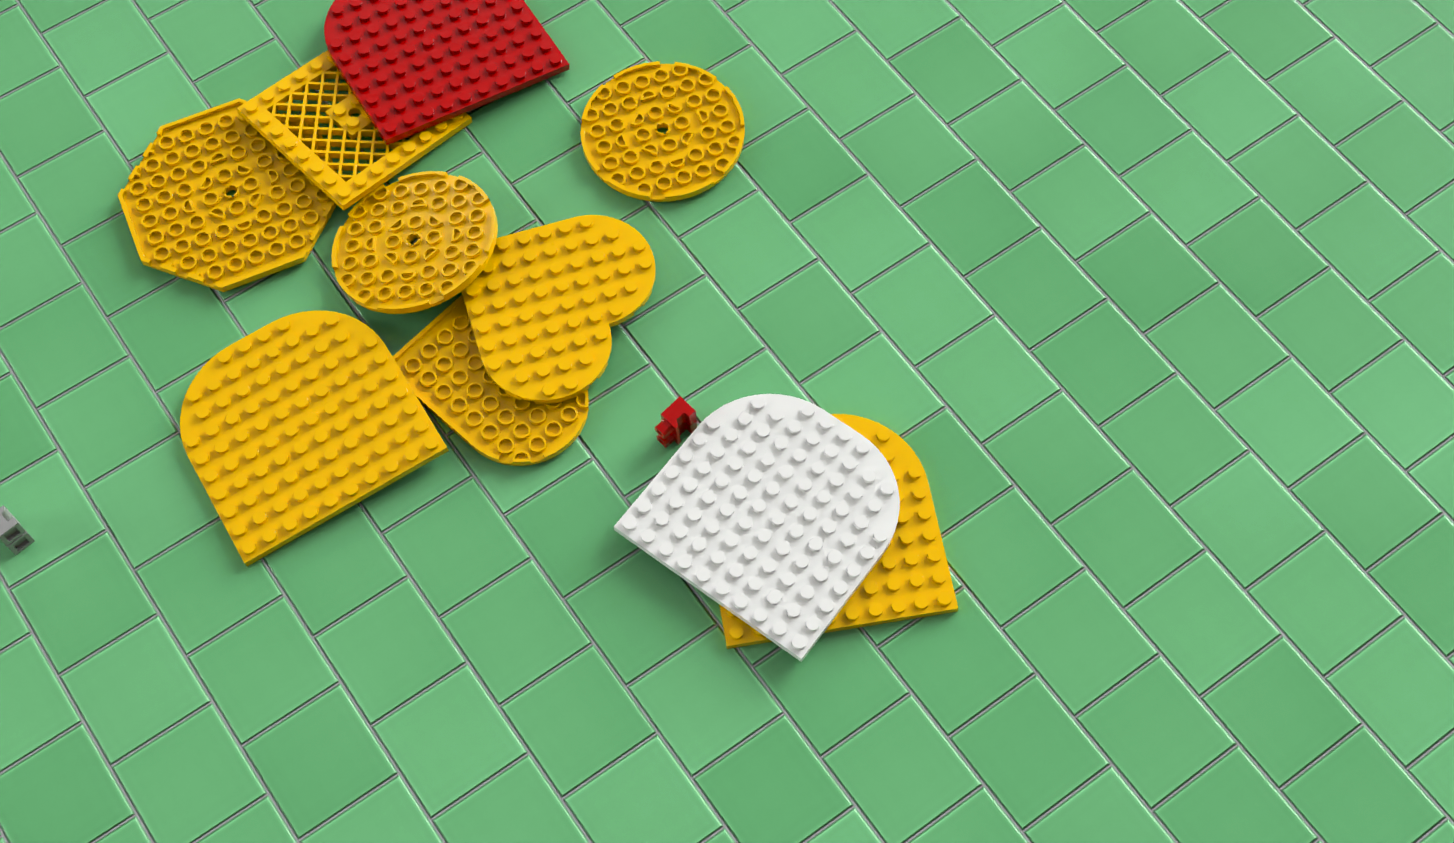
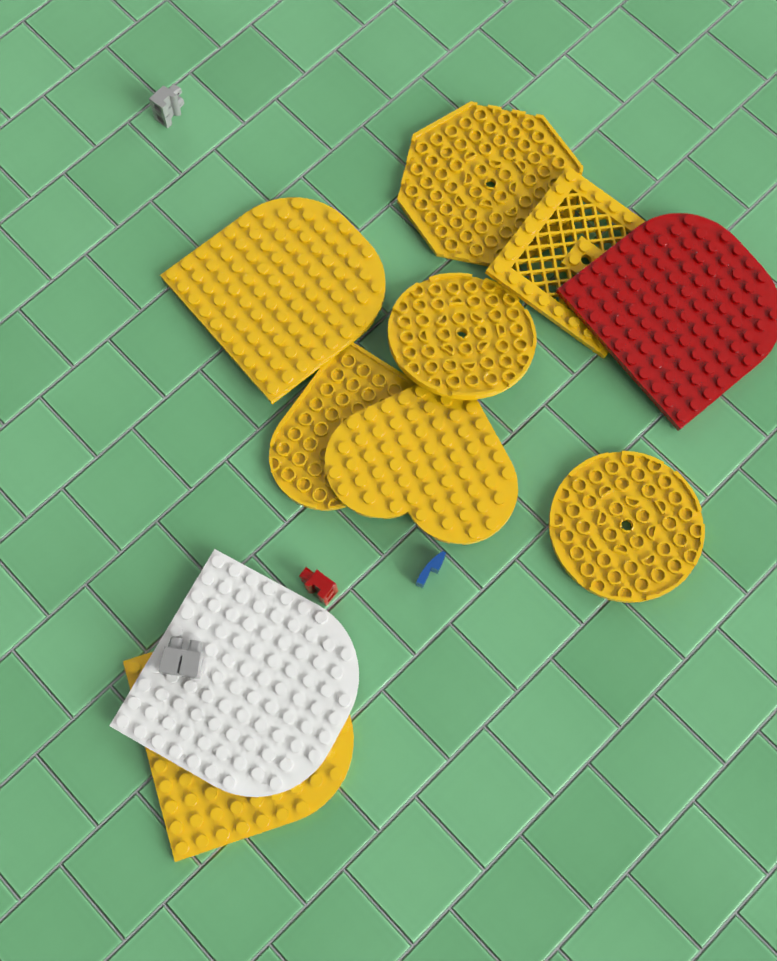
camera: 80 degrees right, 10 degrees up
(672, 311) = (434, 566): none -> blue slope
(742, 563) = (182, 662): none -> light grey hips

